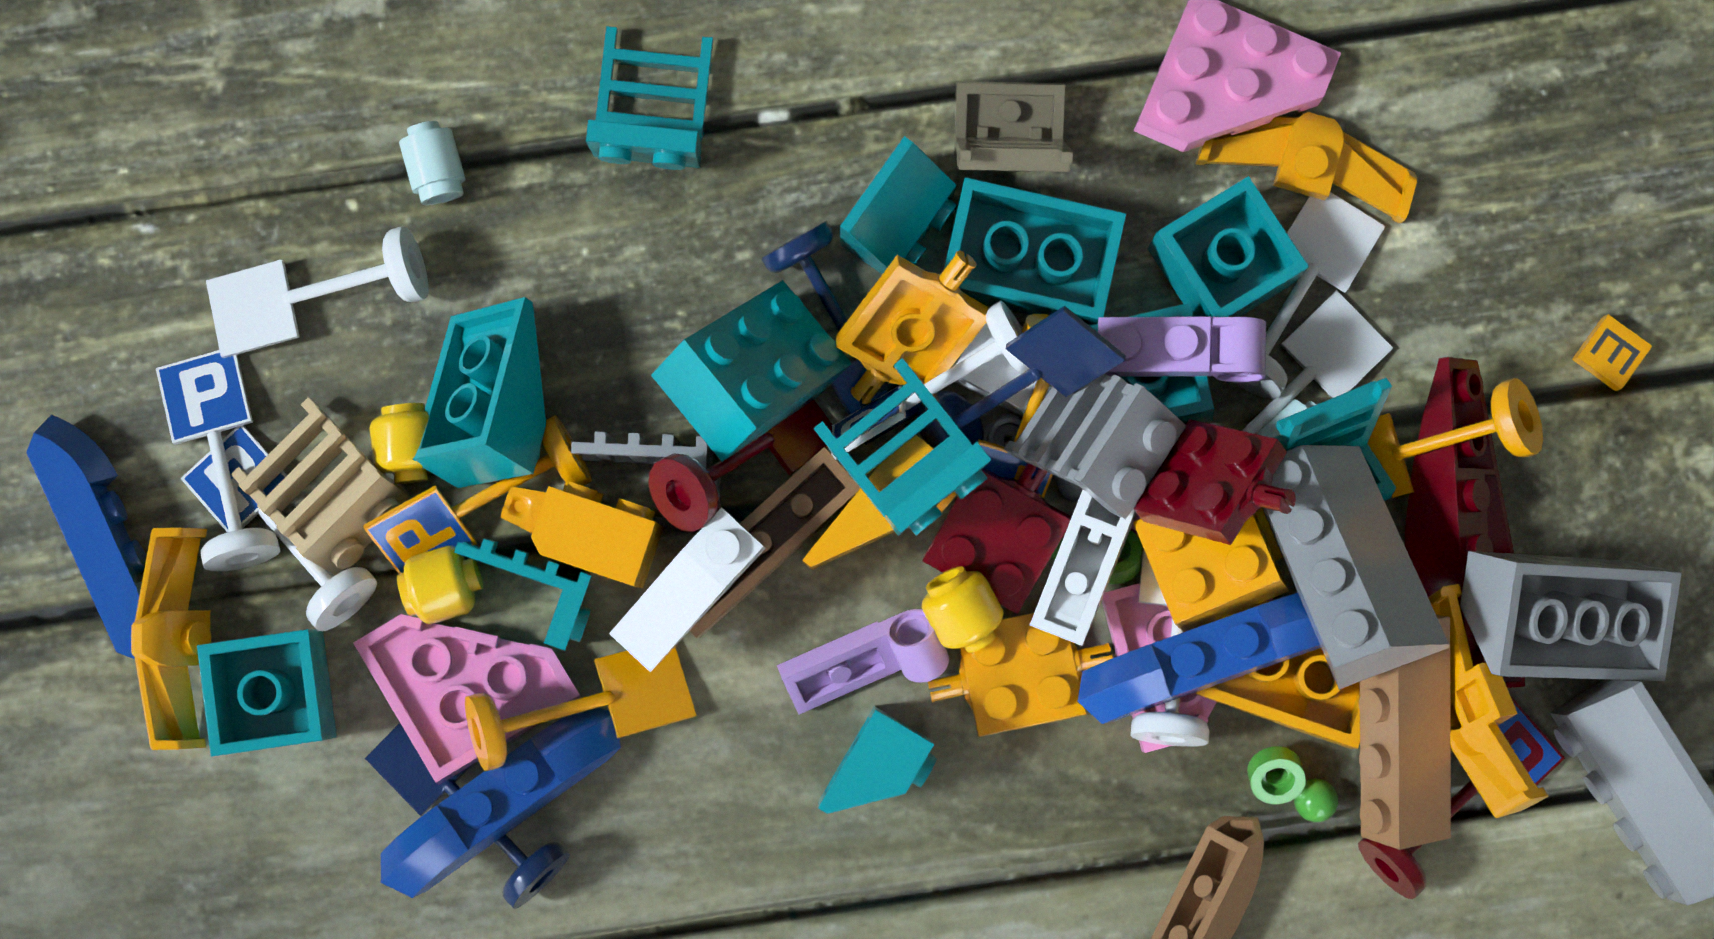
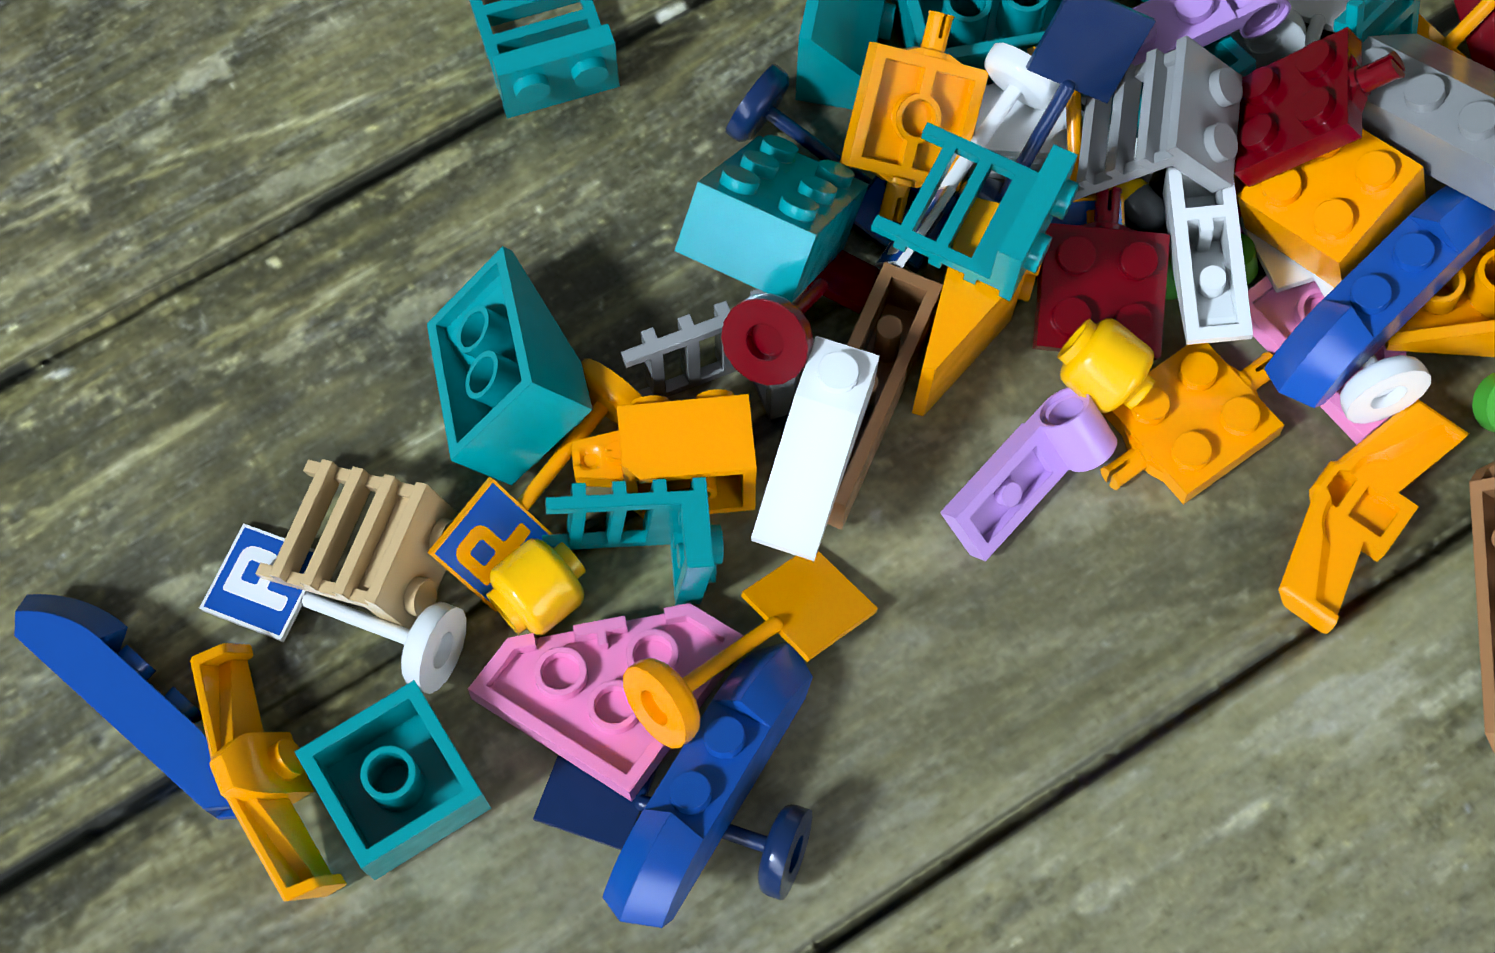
camera: 20 degrees left, 15 degrees down
(203, 400) = (195, 513): white piece -> none
(257, 307) = (215, 392): white piece -> none
(397, 439) = (425, 455): yellow head -> none
(432, 163) = (344, 179): light aqua brick -> none
(879, 764) = (1101, 553): teal slope -> none
(1112, 805) = (1361, 509): none -> light orange plate

